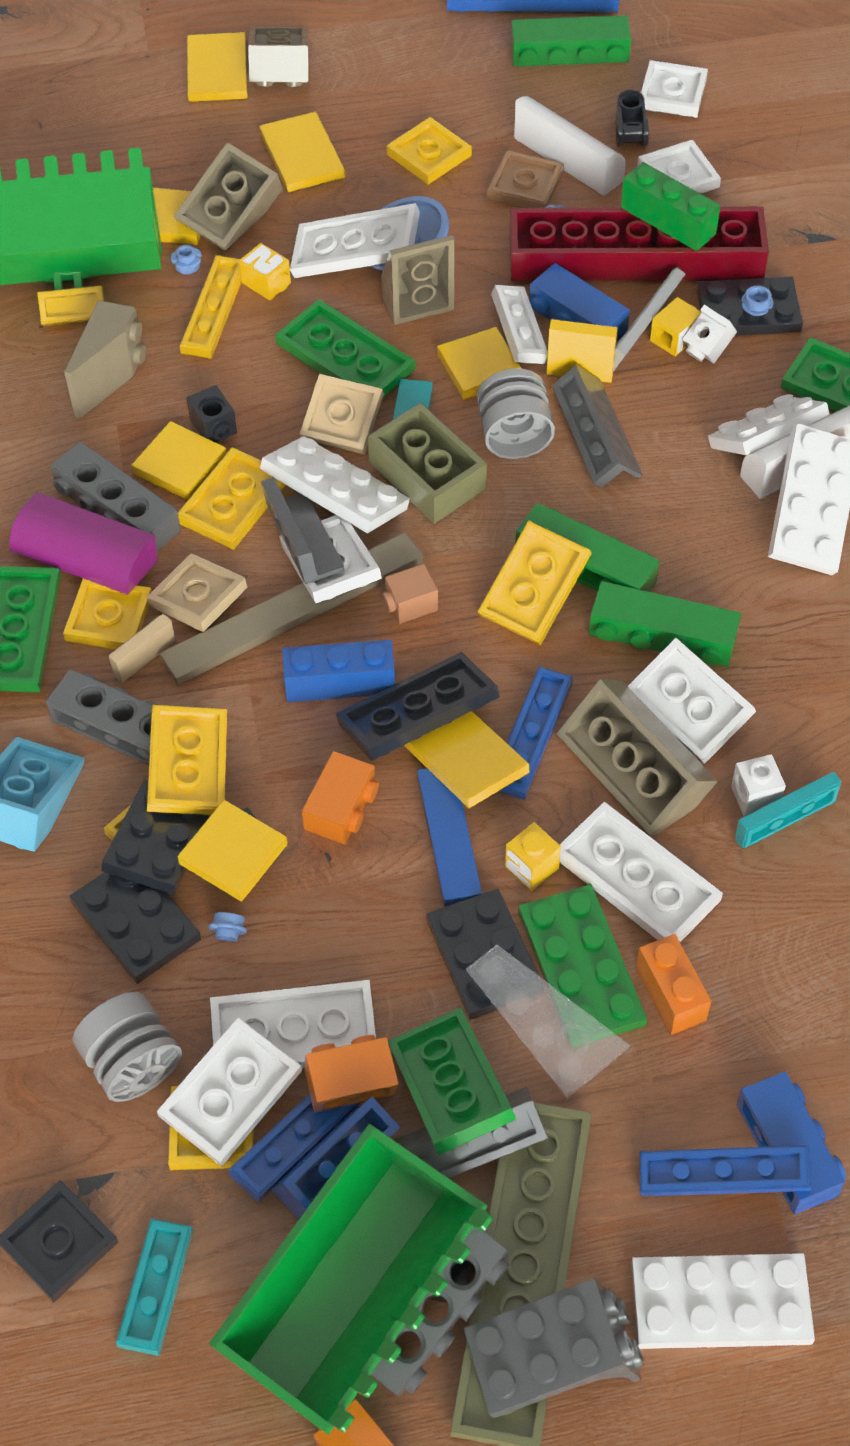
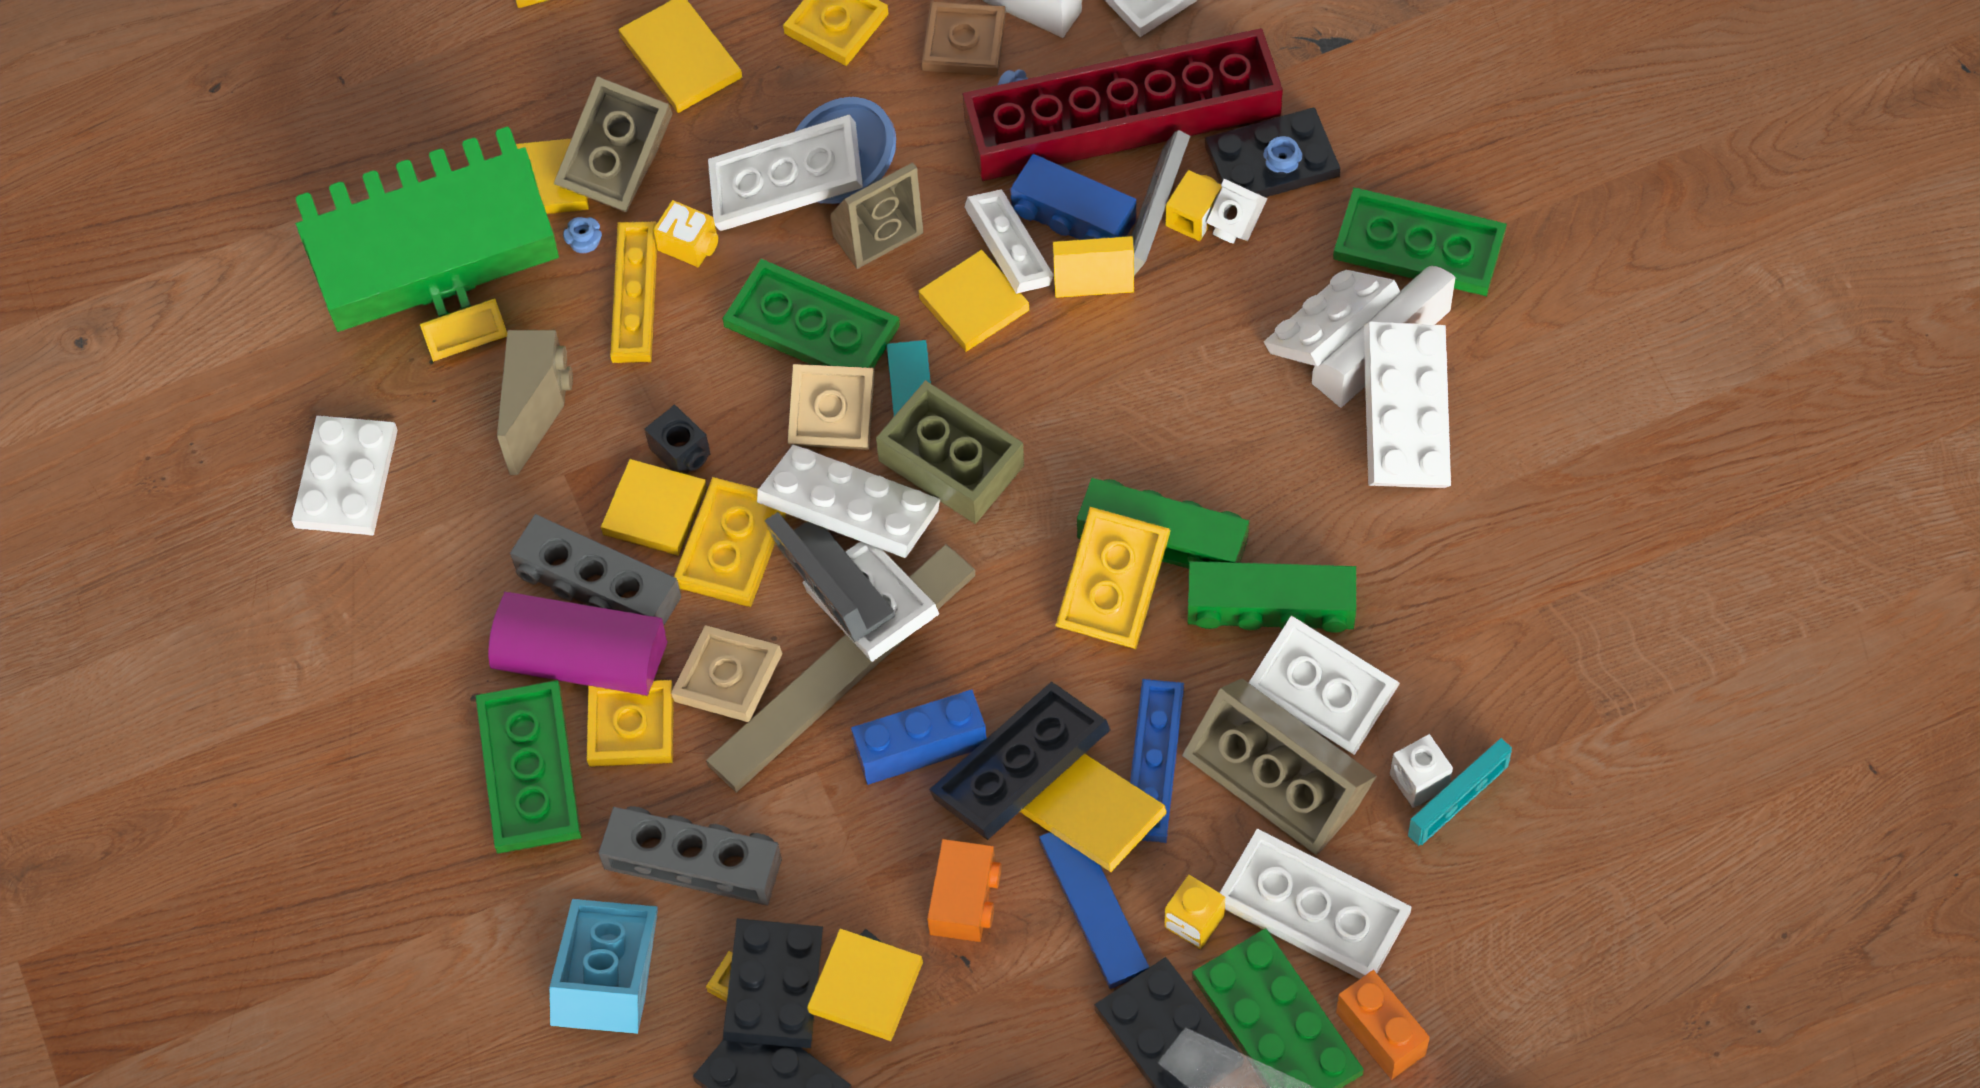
camera: 10 degrees left, 5 degrees up
(142, 648) = (684, 758): tan tile -> none
(187, 759) = (782, 888): yellow tile -> none
(228, 926) = (880, 1070): medium blue plate -> none
(410, 594) = (974, 622): nougat brick -> none
(515, 413) = (1037, 367): light grey wheel -> none
(595, 426) = (1131, 357): dark grey panel -> none
(670, 206) = (1154, 57): green brick -> none

